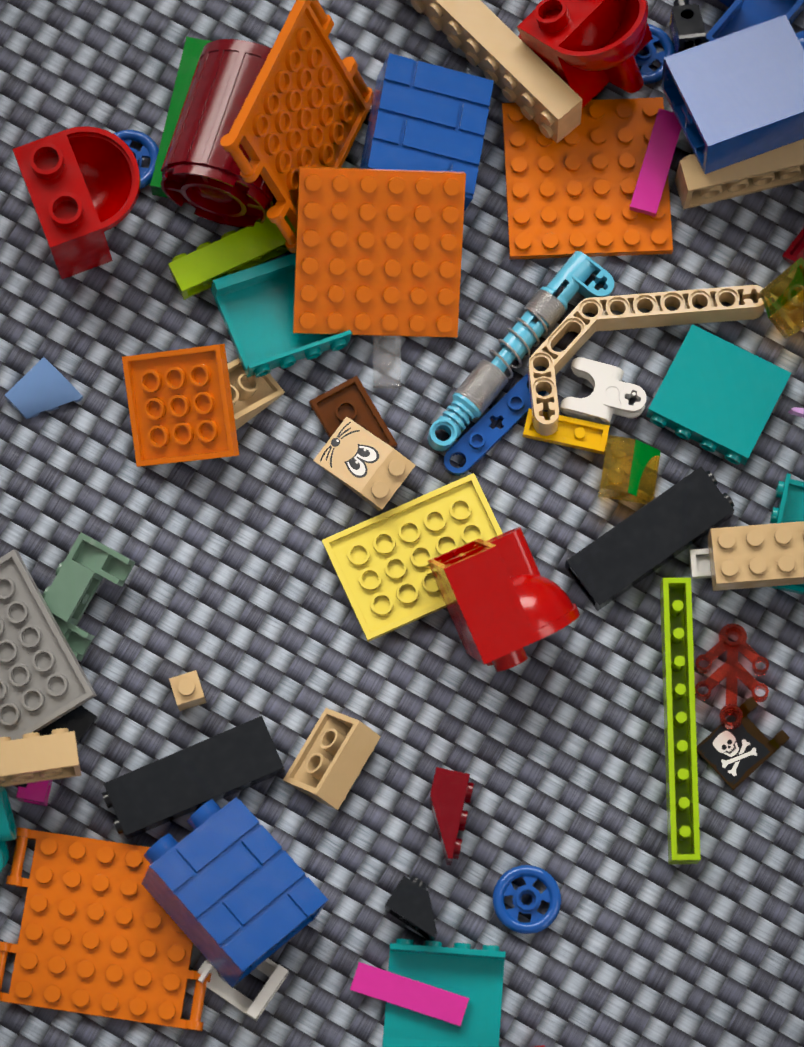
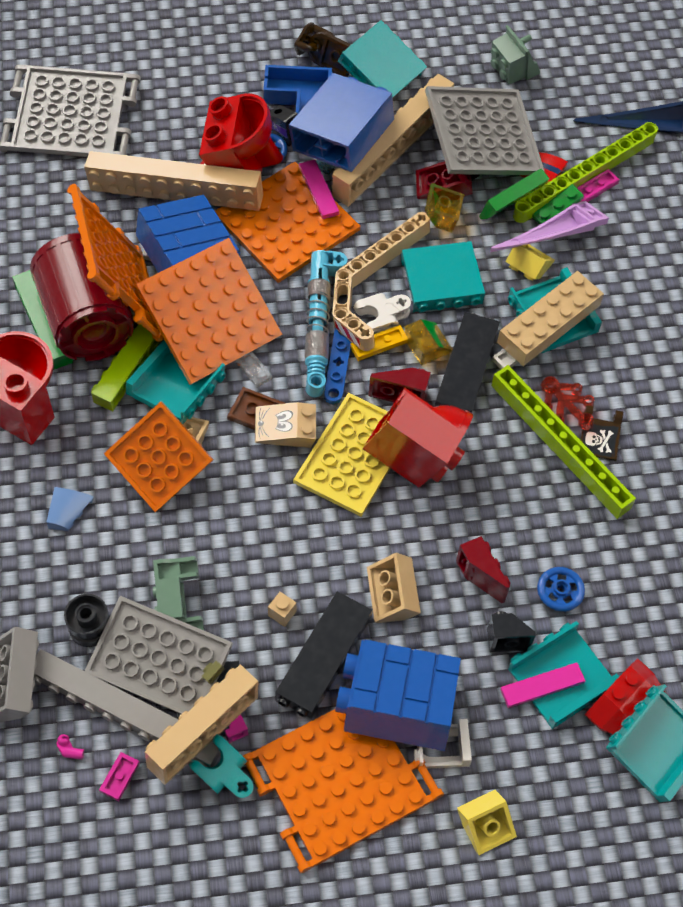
camera: 40 degrees left, 15 degrees down
(45, 714) = (212, 671): none -> olive plate
(544, 515) = (389, 384): none -> dark red slope

